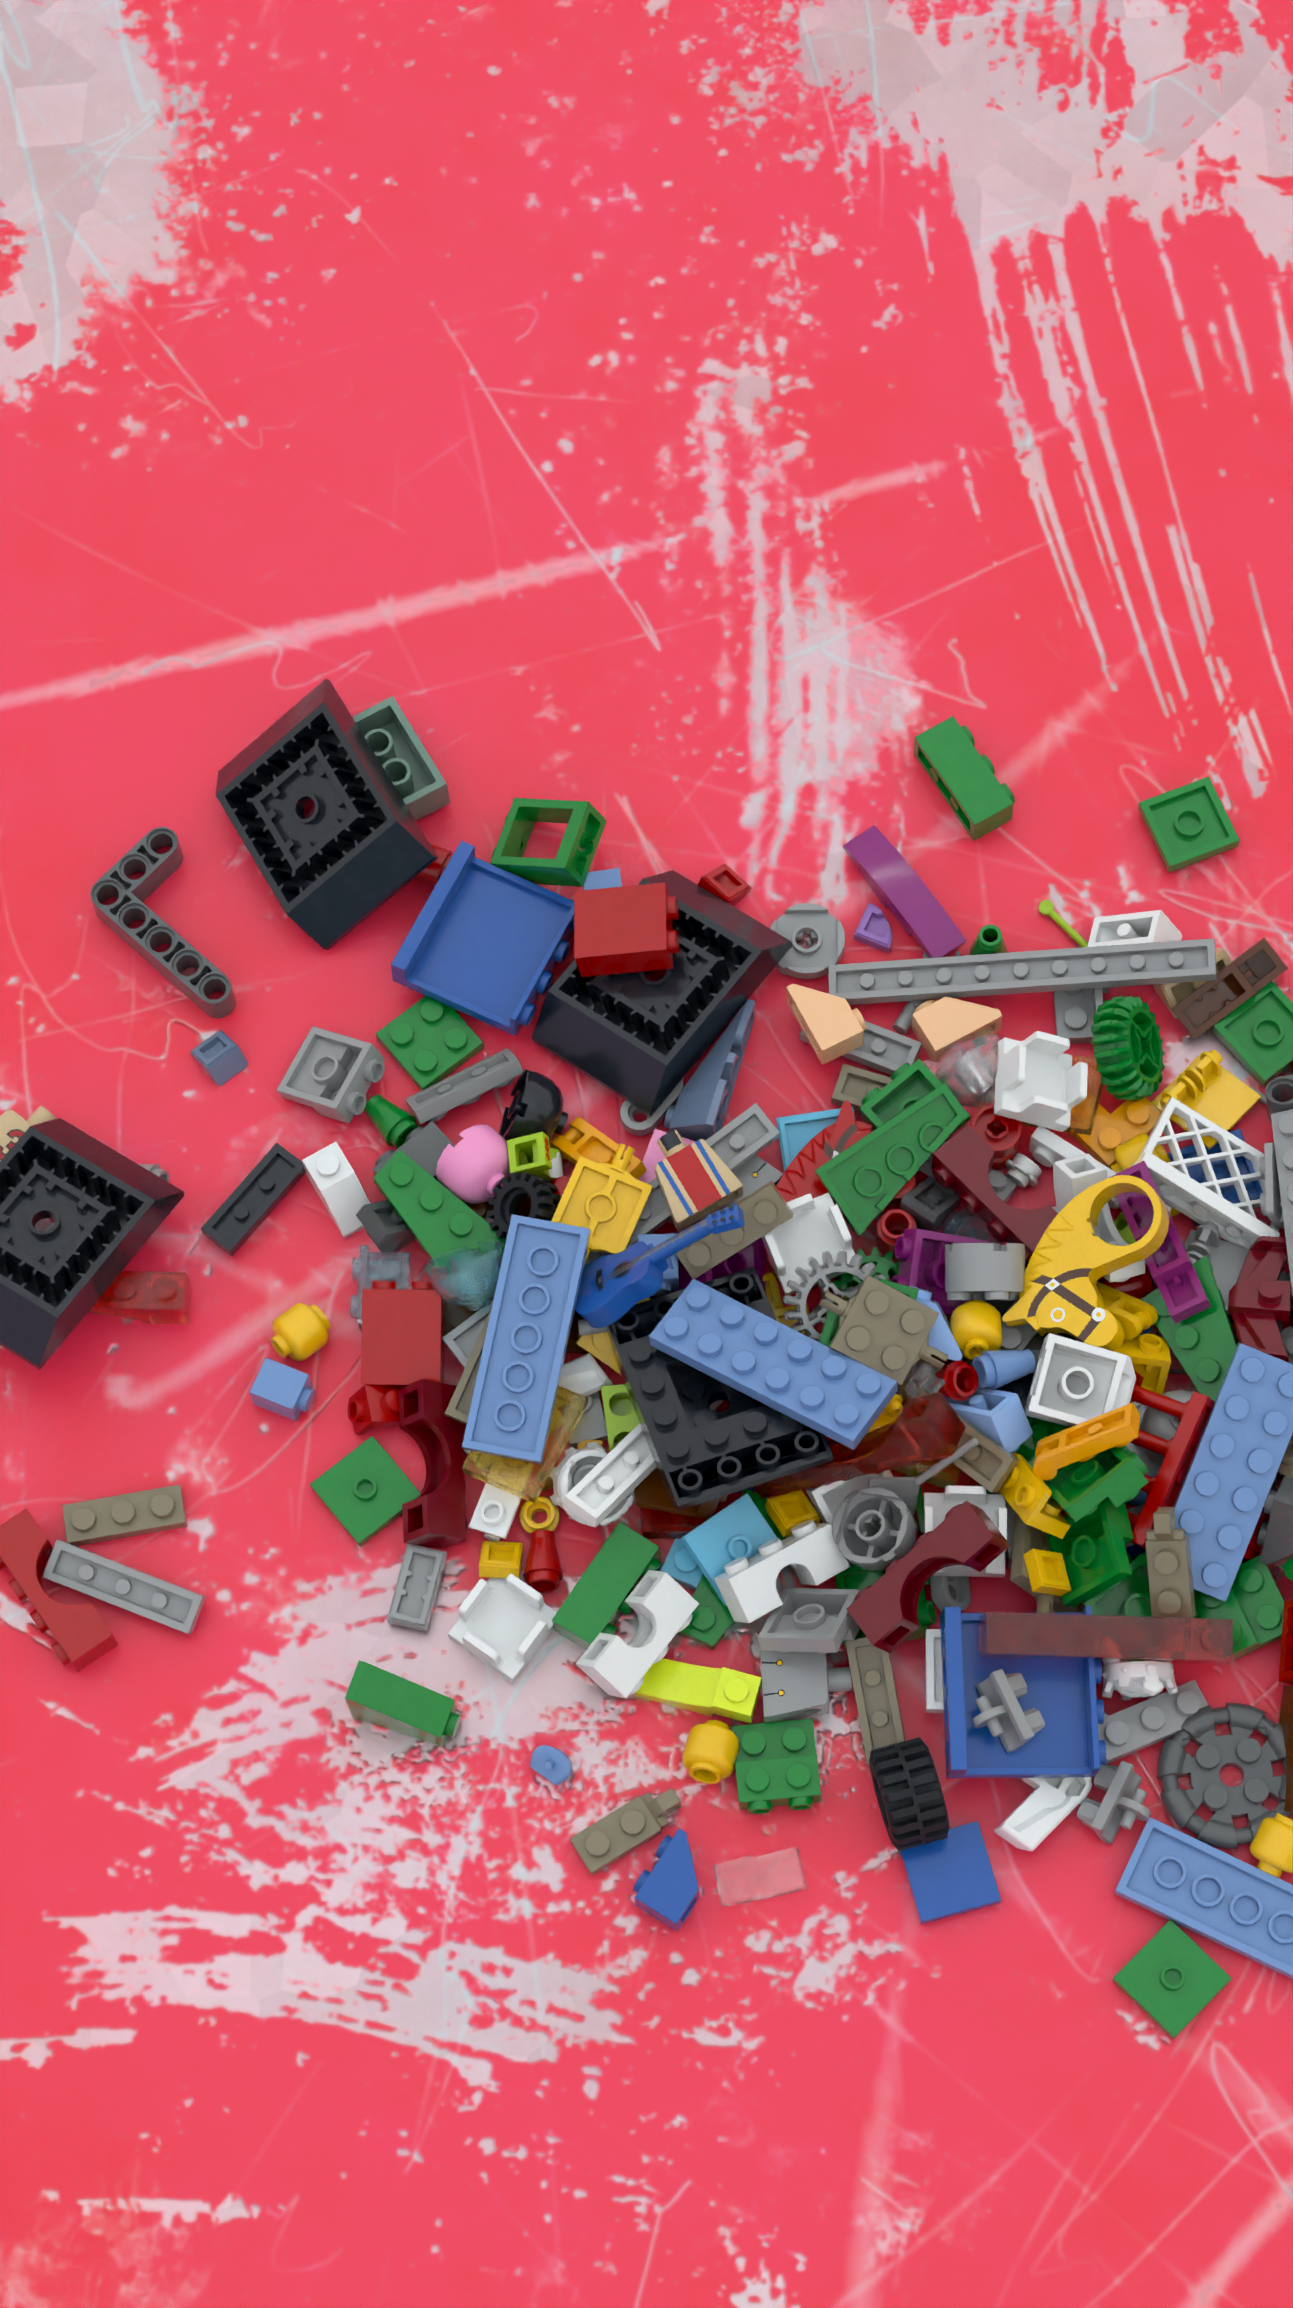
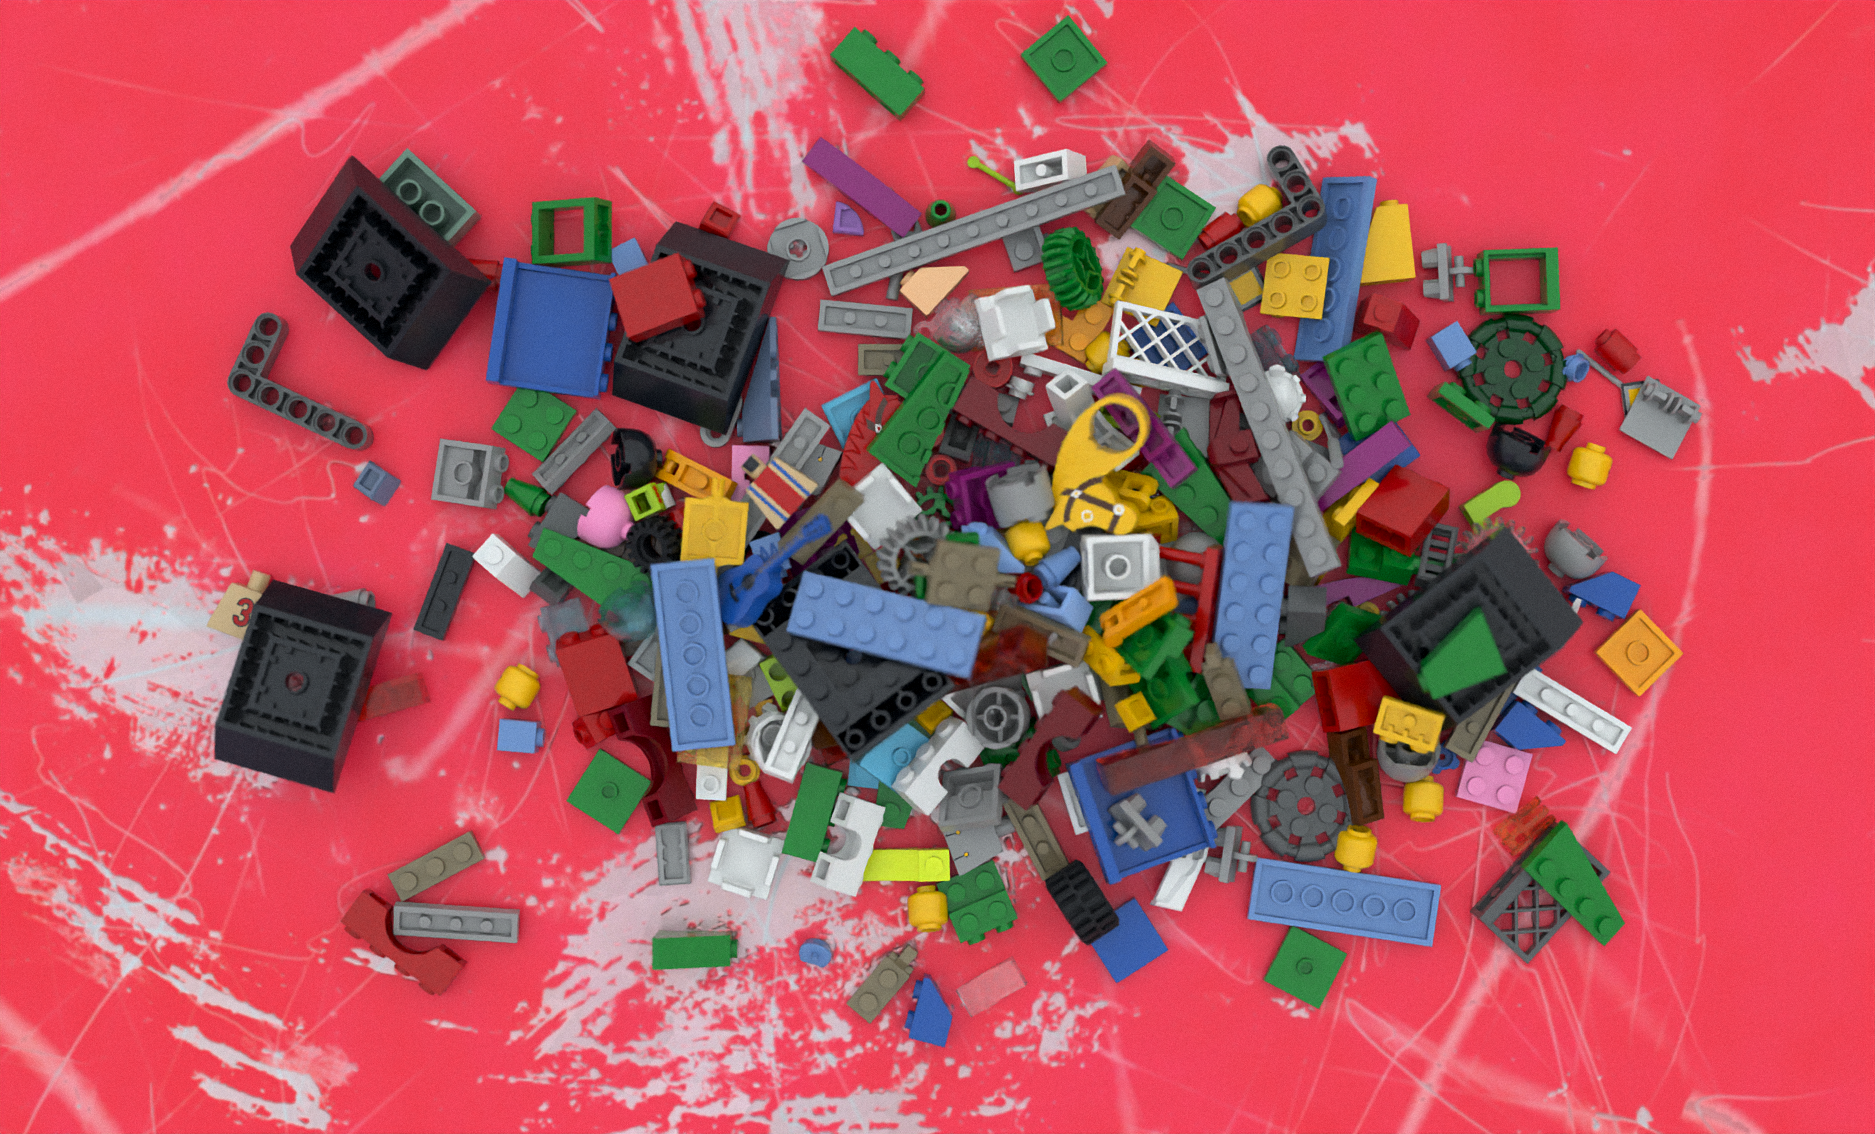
camera: 25 degrees left, 20 degrees up
(826, 1021) = (836, 318): light nougat slope -> none

